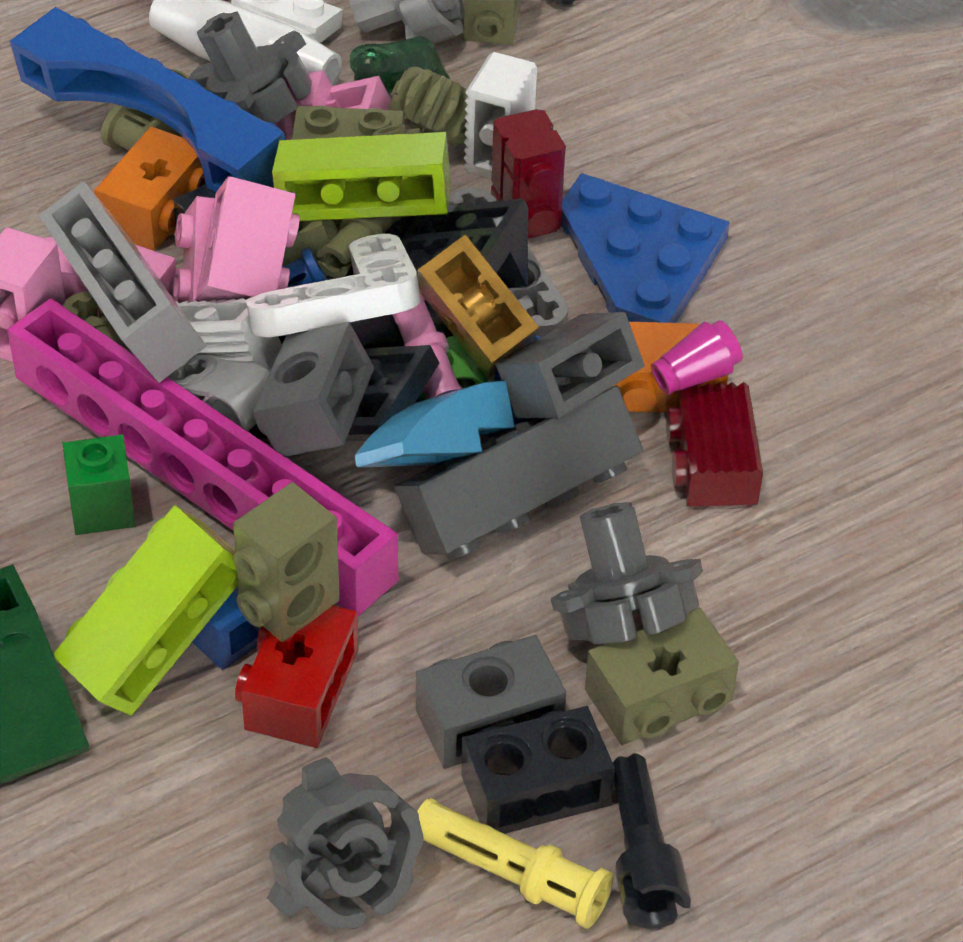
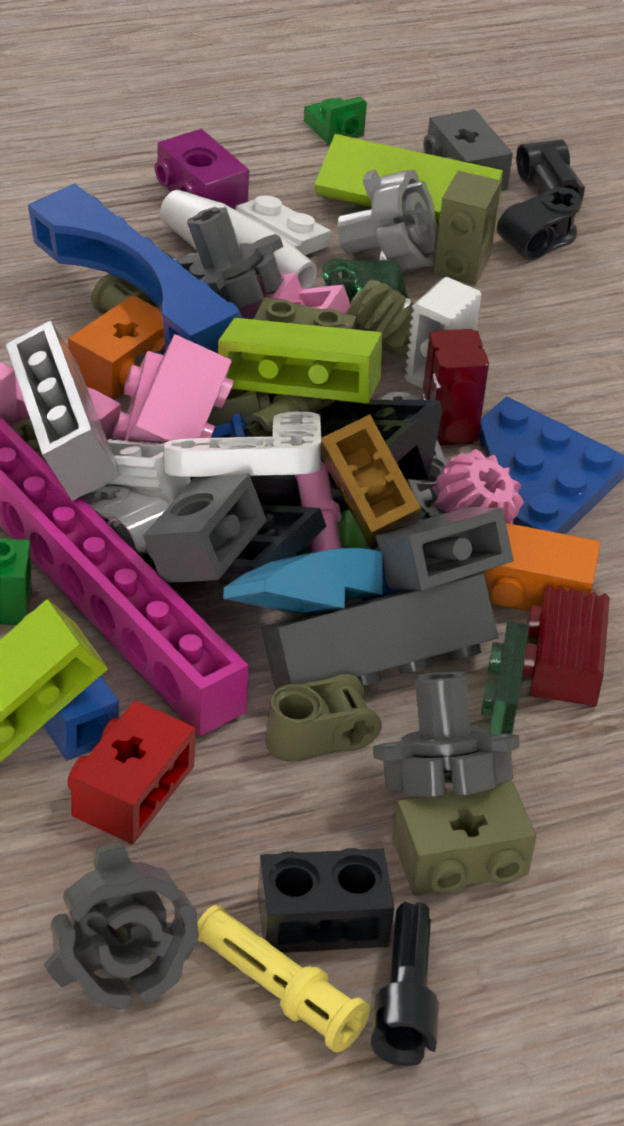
camera: 10 degrees right, 5 degrees down
(286, 562) = (135, 667): olive brick -> none
(477, 575) = (316, 716): none -> olive piece
(484, 690) = (295, 818): dark grey brick -> none
(581, 284) = (477, 482): none -> bright pink gear
(663, 513) = (507, 663): none -> clear green plate
(698, 358) = (565, 563): dark pink cone -> none

